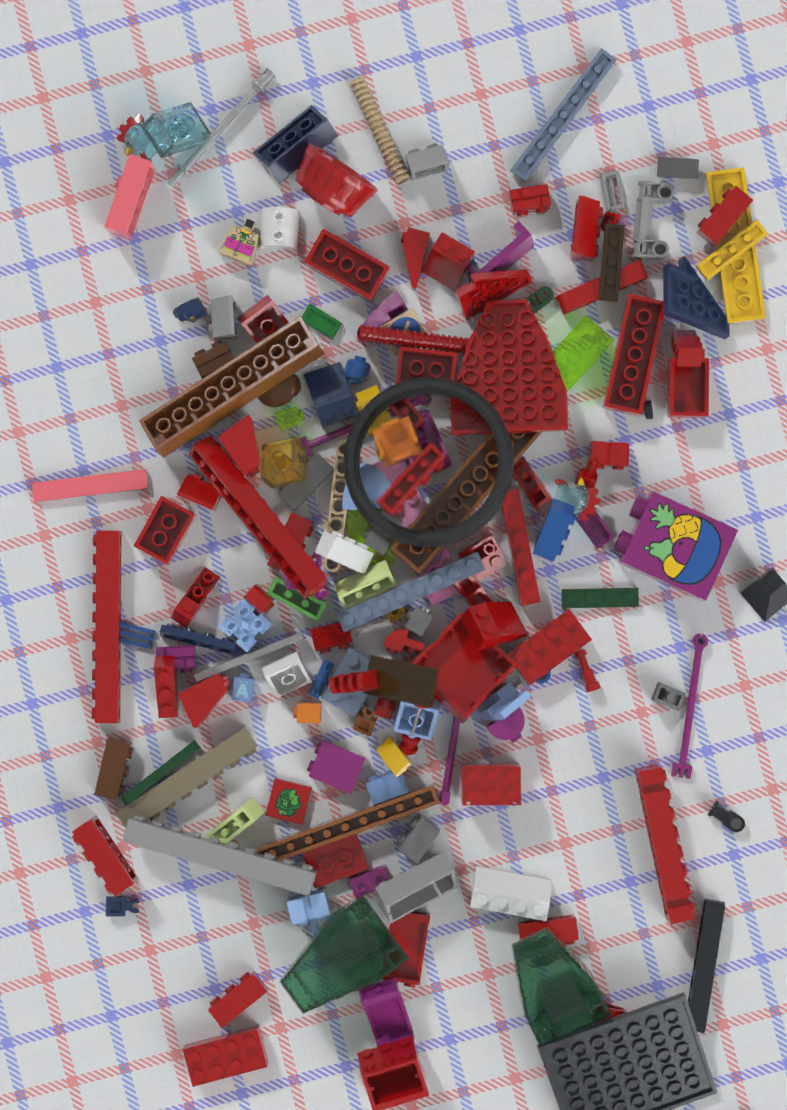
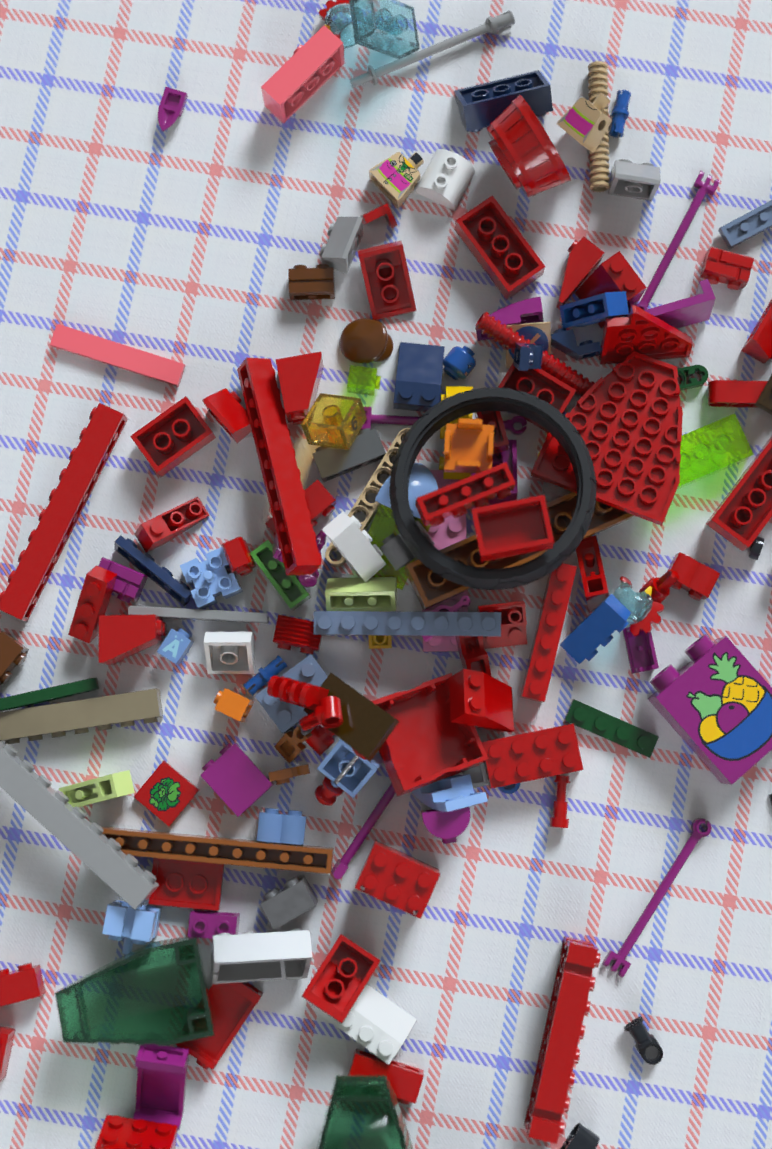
camera: 25 degrees right, 5 degrees down
(37, 270) = (171, 107): none -> magenta plate
(150, 639) = (103, 547): blue tile -> none
(190, 311) = (311, 220): dark blue rock -> none
(231, 387) = (316, 316): dark orange brick -> none
(239, 280) = (378, 212): none -> red tile
(321, 321) = (444, 295): green tile -> none
(369, 134) = (587, 121): none -> tan torso
(370, 748) = (282, 776): none -> dark orange plate
(382, 688) = (327, 714): none -> red axle
(391, 112) = (620, 113): none -> blue pin
(393, 756) = (304, 798): yellow slope -> none
(398, 638) = (370, 669): red brick -> none
(408, 346) = (527, 356): none -> dark blue plate
(418, 619) = (401, 658): flat silver brick -> none
(432, 316) = (565, 341): none -> dark blue slope
(442, 284) = (594, 309): none -> blue brick
(457, 489) = (512, 528): none -> red piece
(482, 875) = (341, 978): none -> red slope
(483, 141) = (703, 188): none -> magenta hinge
(668, 696) = (638, 872): dark grey slope -> none

